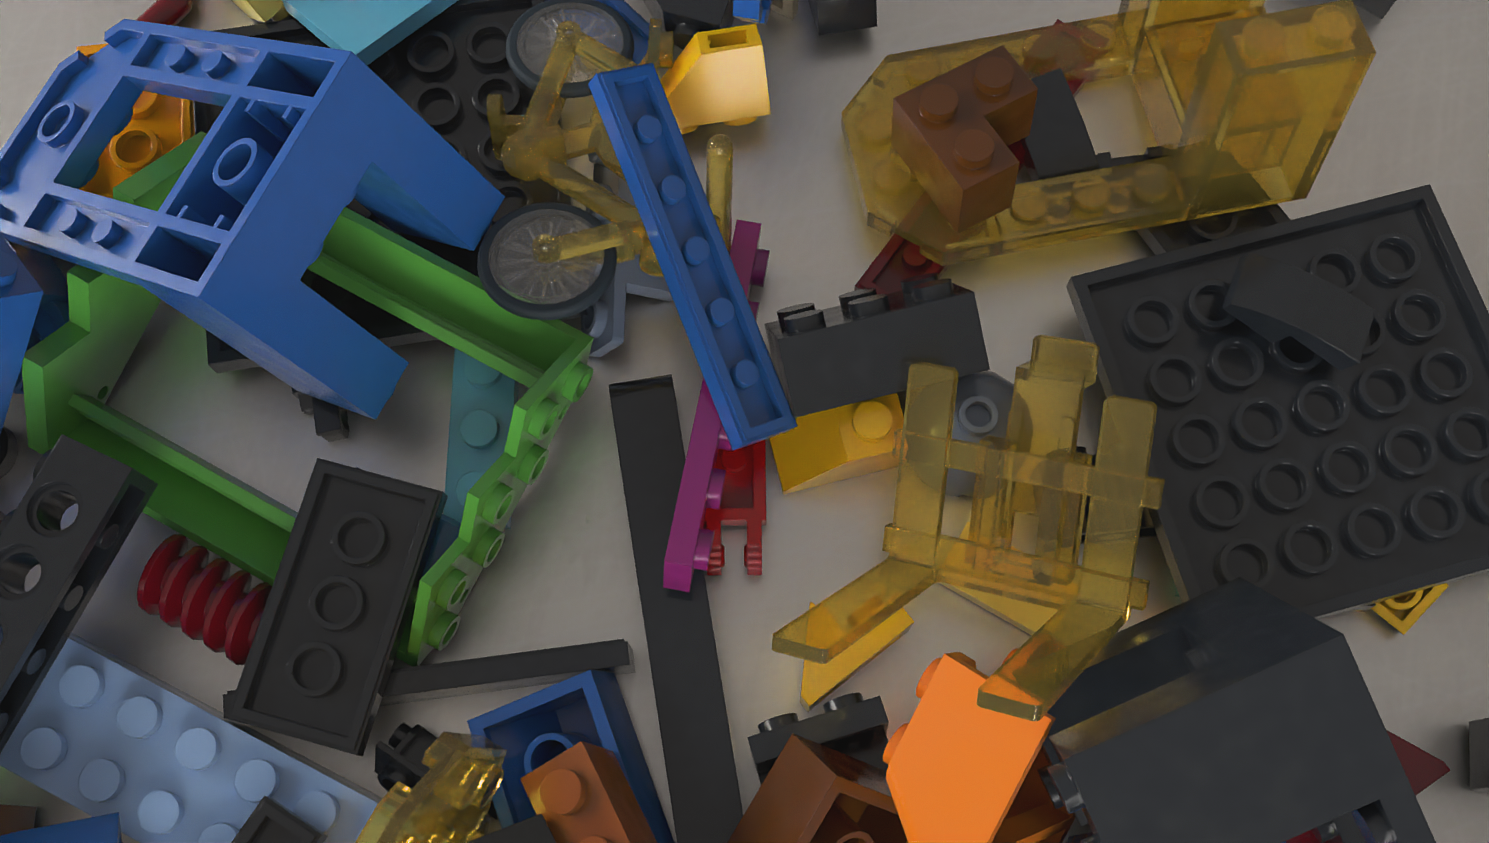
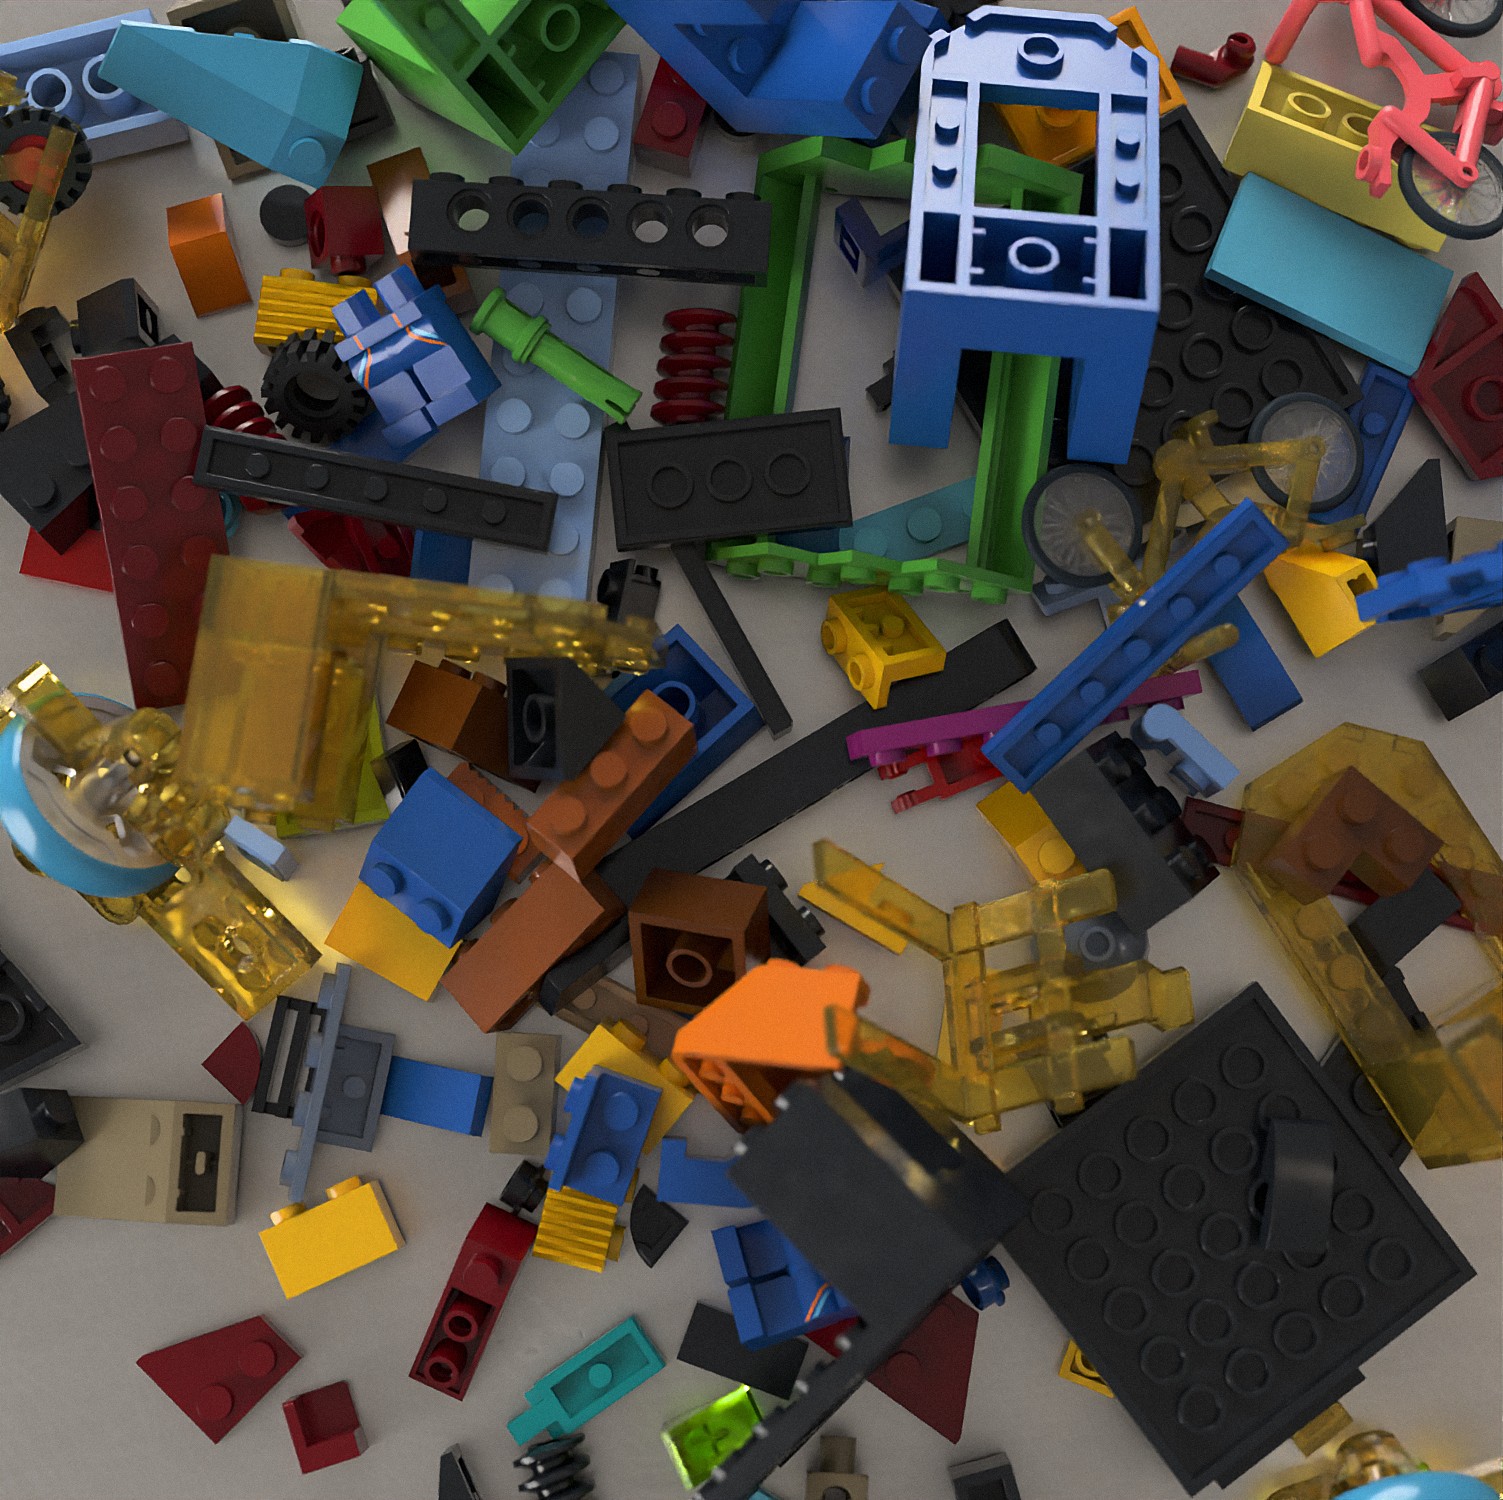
camera: 70 degrees right, 10 degrees up
(85, 756) = (533, 342): none -> bright green pin
(169, 372) = (862, 245): none -> clear blue panel
(578, 518) = (878, 641): none -> yellow bracket
(768, 177) = (1251, 669): none -> blue slope
(825, 253) = (1193, 758): none -> medium blue plate

